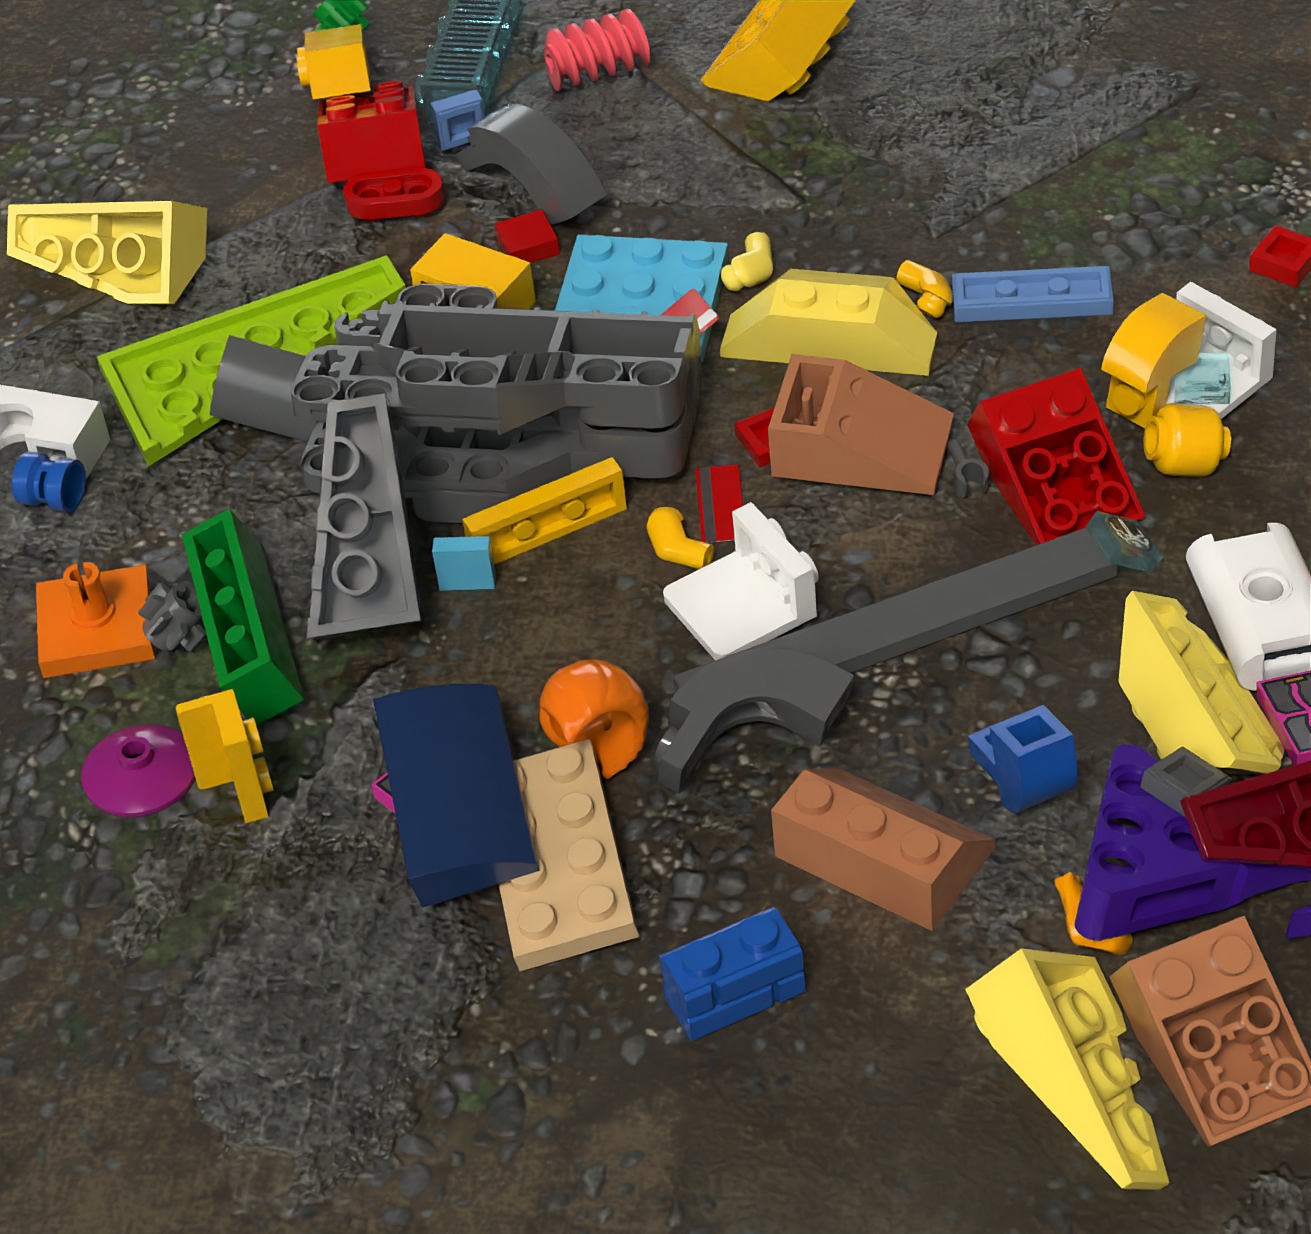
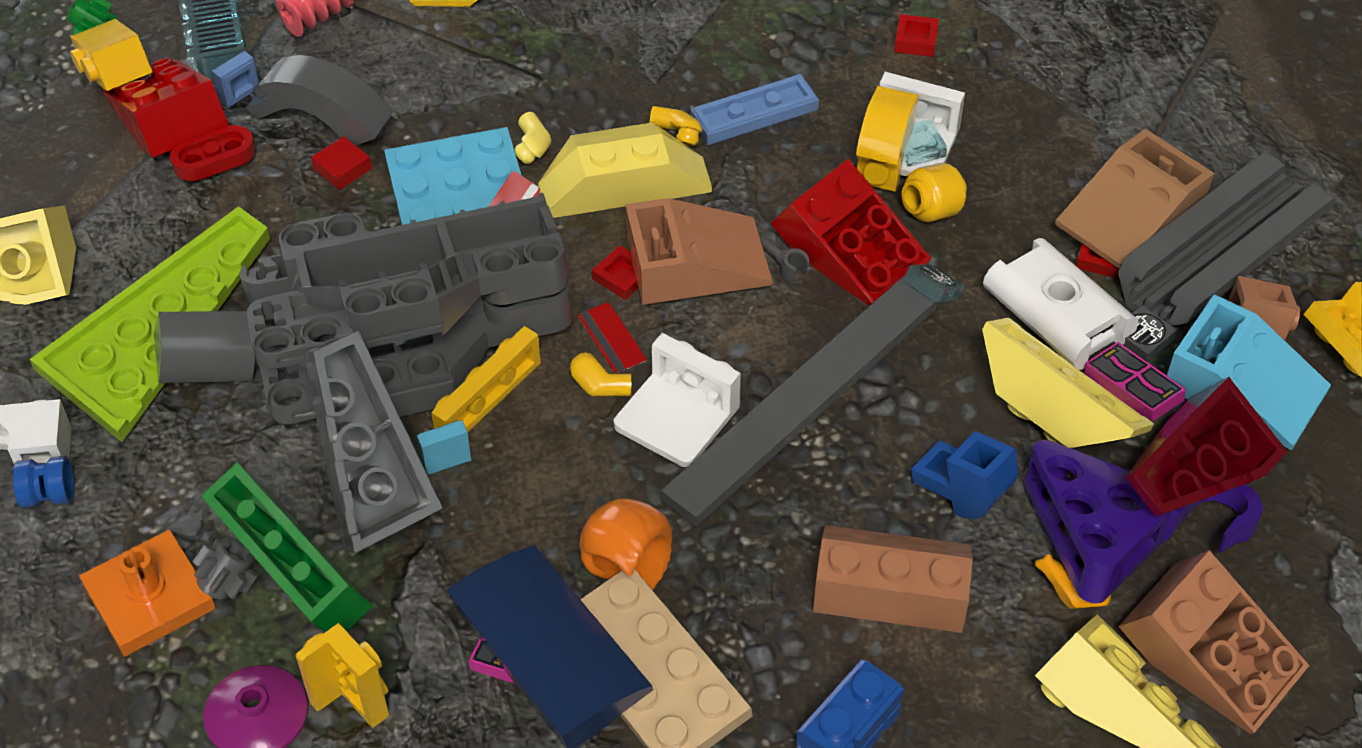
camera: 30 degrees left, 5 degrees up
(467, 263) = (316, 198): yellow brick -> none
(749, 687) = (755, 475): dark grey arch -> none
(1181, 776) = (1101, 458): dark grey tile -> none

